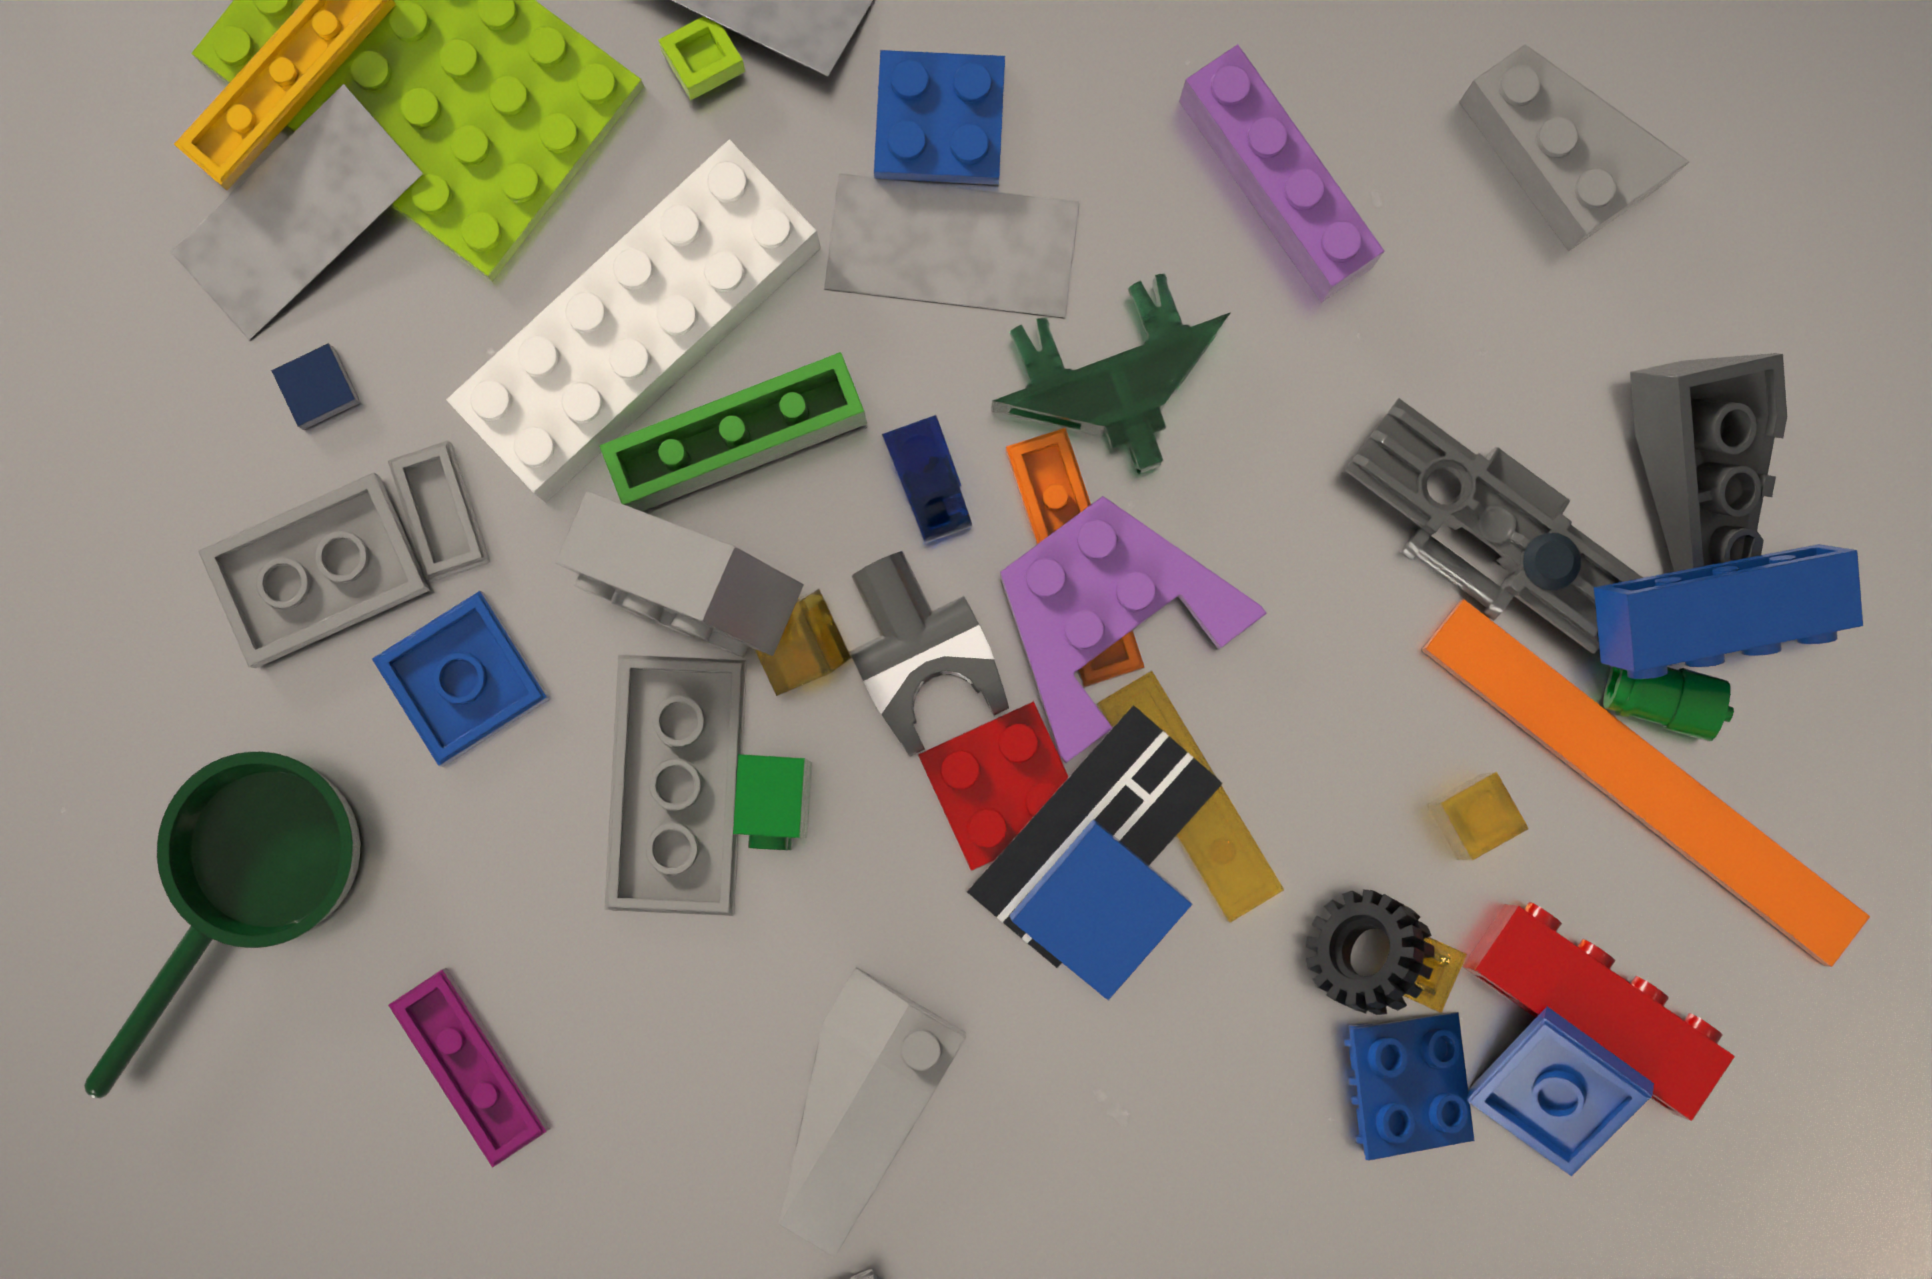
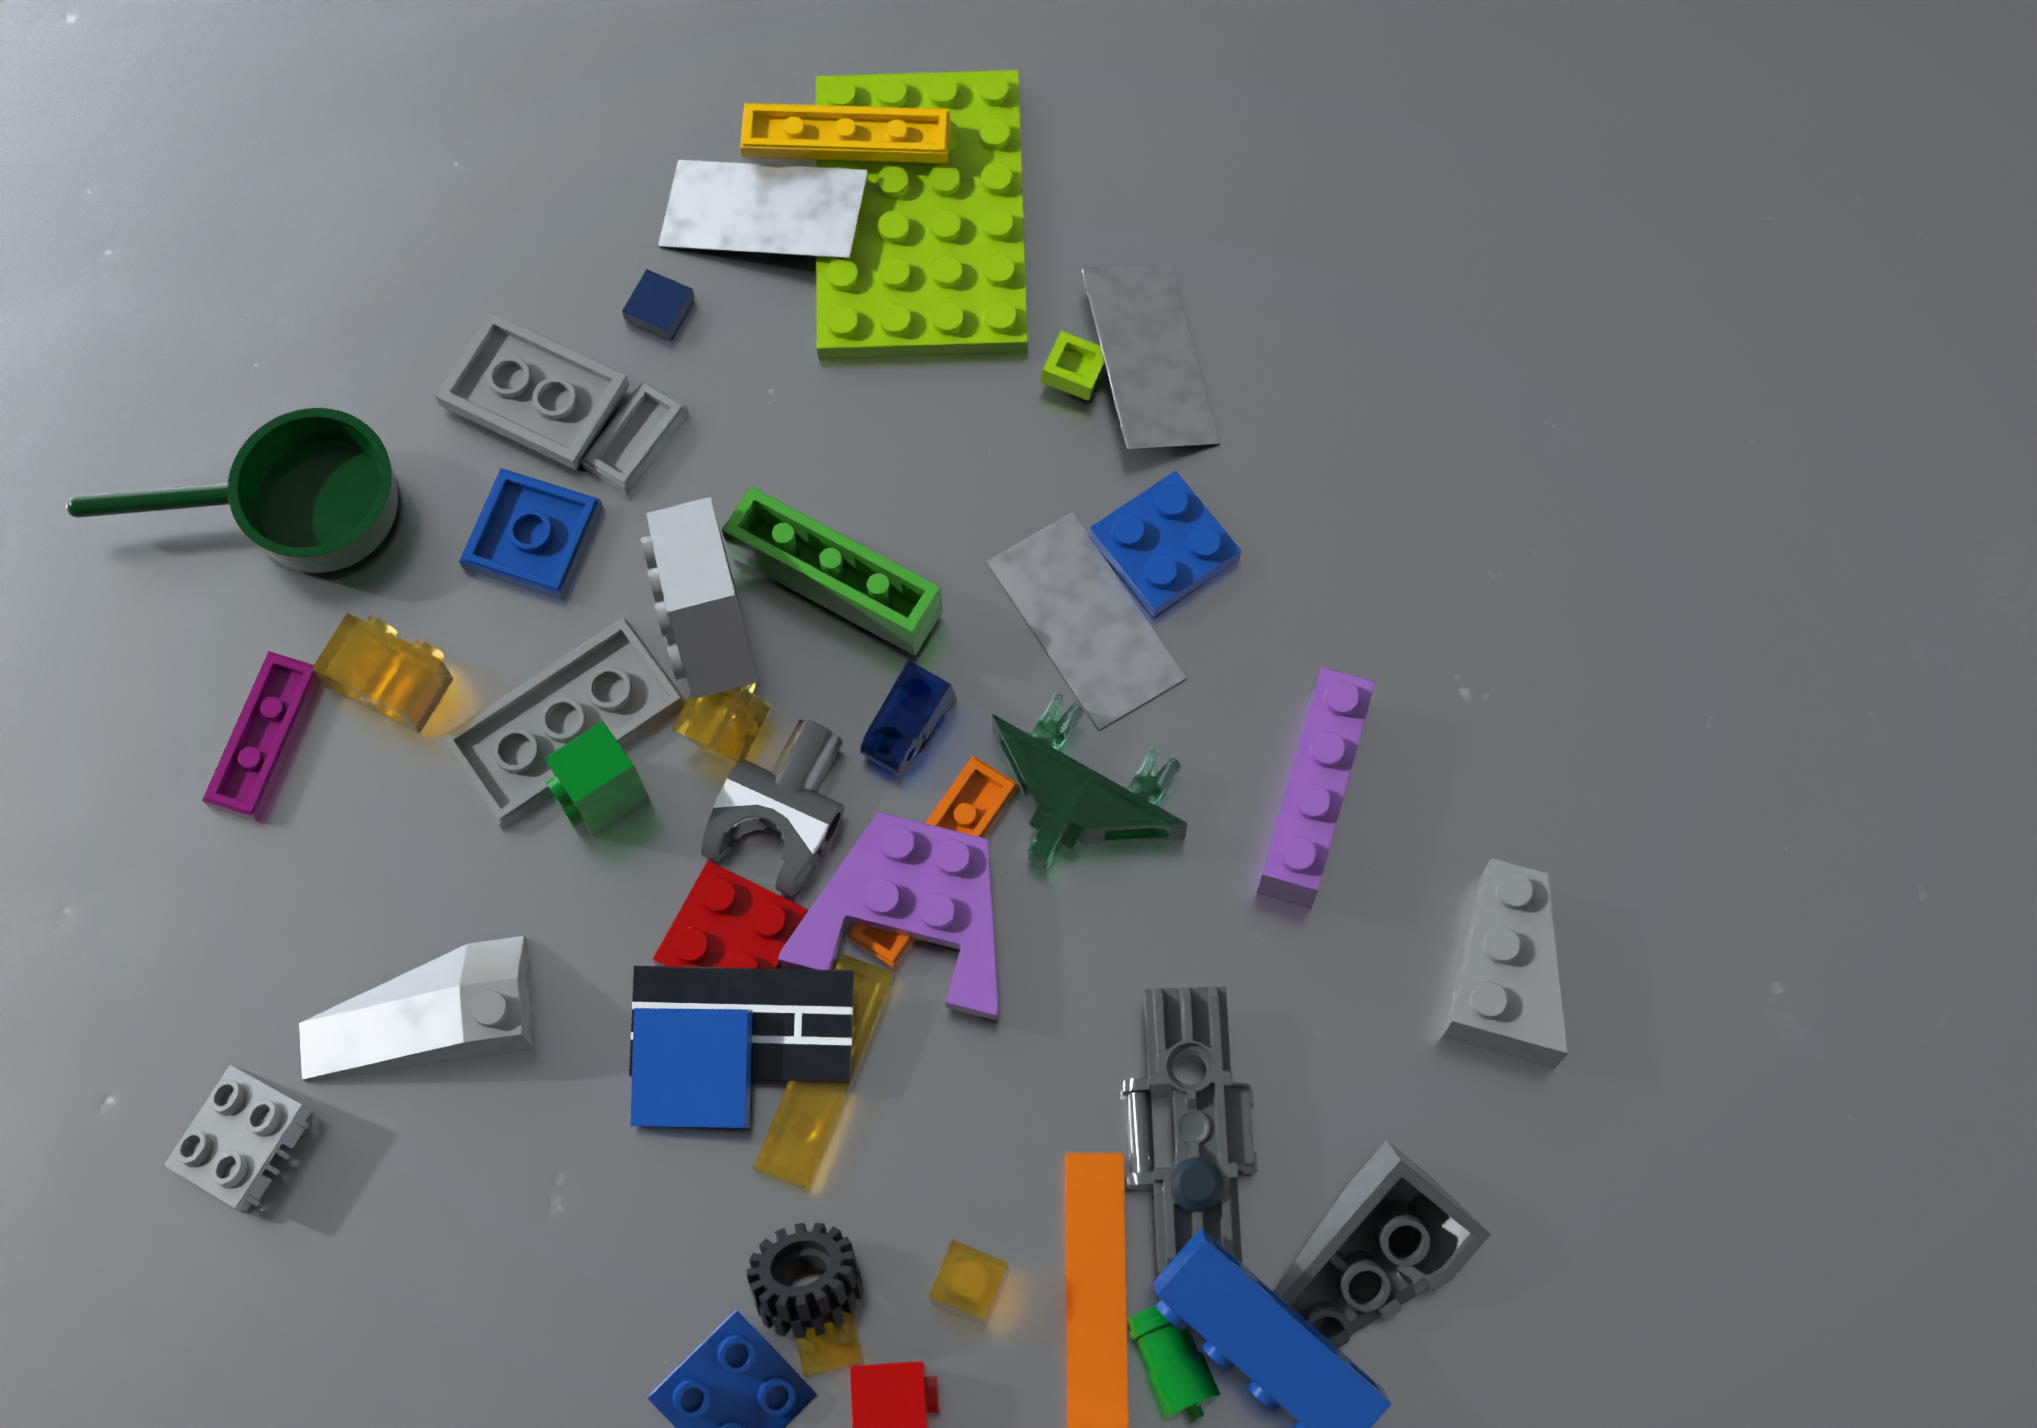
camera: 55 degrees right, 15 degrees down
(498, 913) = (384, 671): none -> clear yellow brick
(636, 321) = (860, 455): white brick -> none

